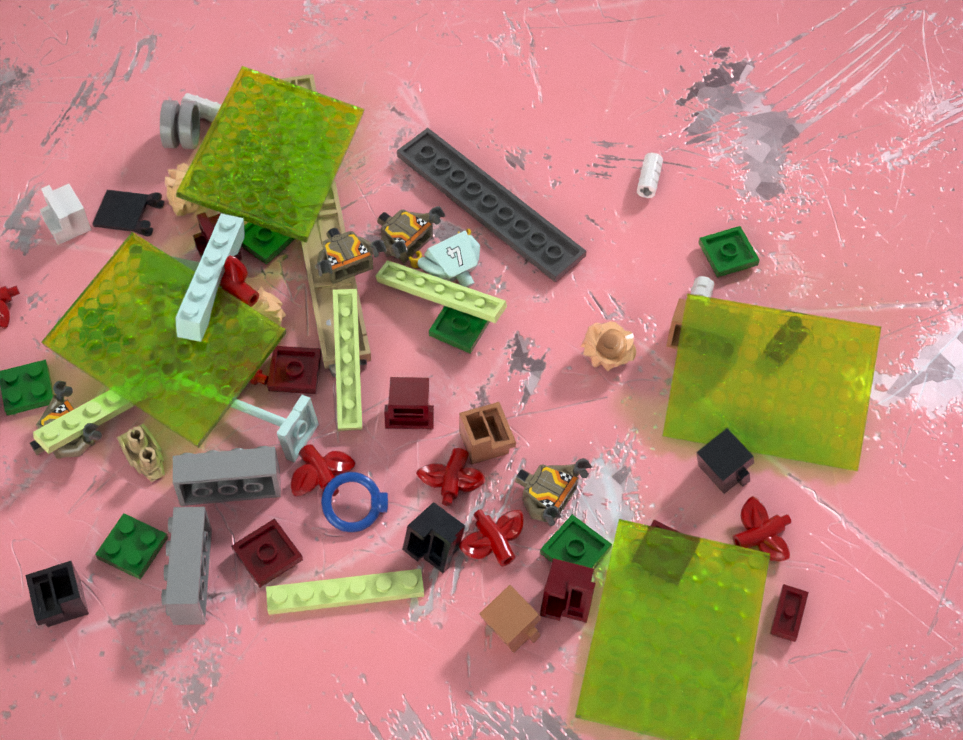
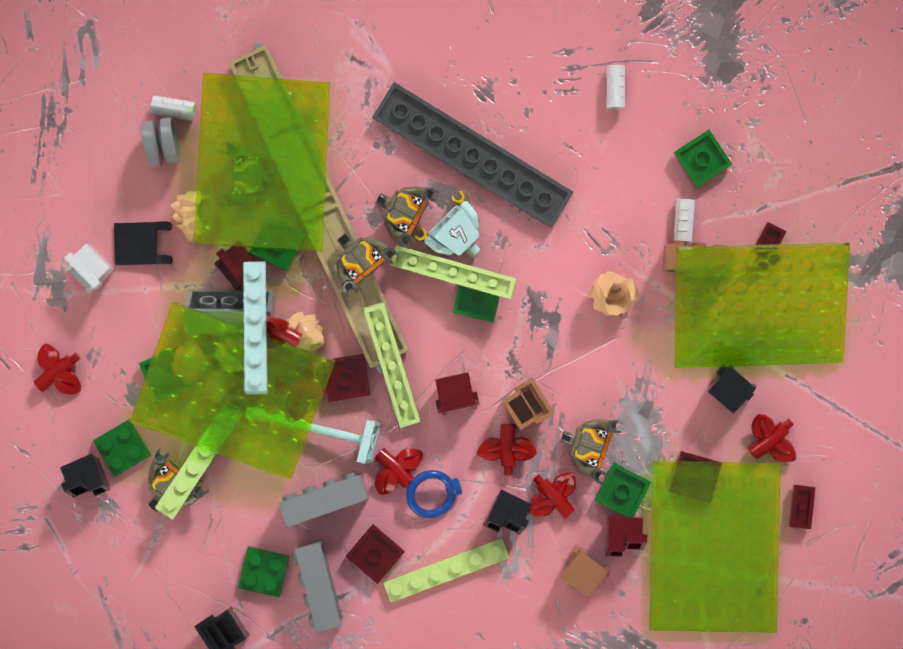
camera: 10 degrees left, 30 degrees up
(143, 452) = (243, 487): tan connector -> none

